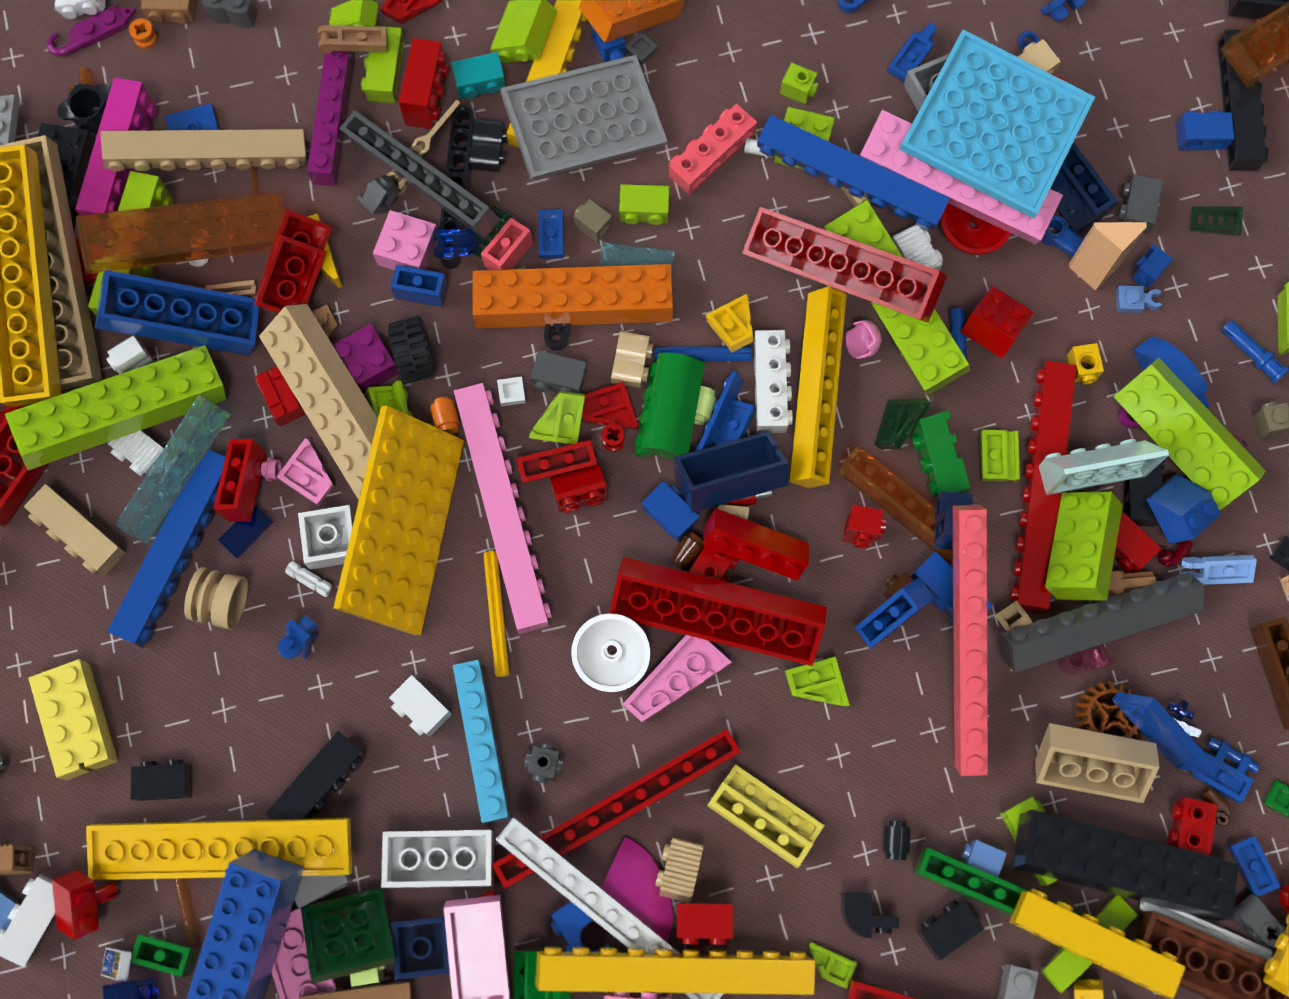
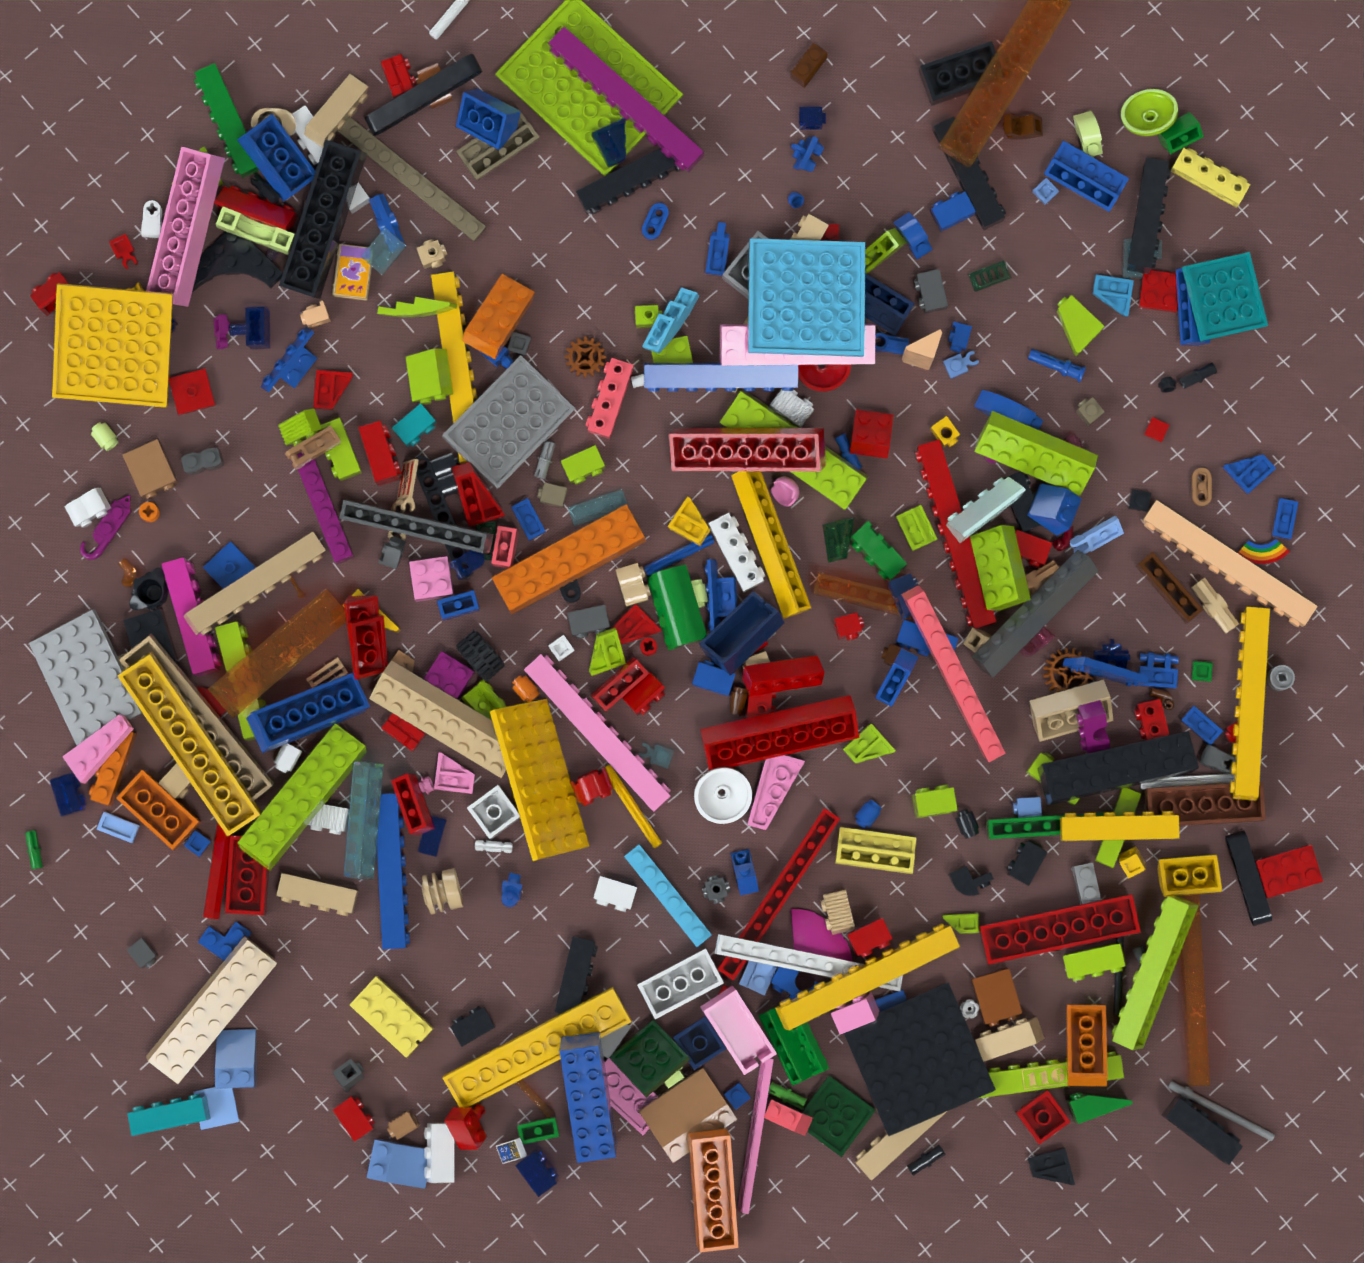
camera: 25 degrees left, 10 degrees up
(460, 562) = (591, 786): none -> red brick
(503, 173) = (475, 497): none -> red wedge
(539, 901) = (757, 976): none -> light blue plate
(560, 570) = (659, 756): none -> clear light blue plate
(589, 761) = (744, 872): none -> blue slope
(603, 180) = (544, 460): none -> light grey axle
(708, 92) = (580, 351): none -> dark orange gear
(777, 766) = (868, 814): none -> blue brick
(823, 96) = (671, 321): none -> medium azure slope
(870, 790) = (934, 802): none -> lime brick
(1105, 132) = (882, 249): none -> lime slope
(1119, 783) = (1092, 730): none -> magenta arch
(1150, 131) = (913, 234): none -> blue brick

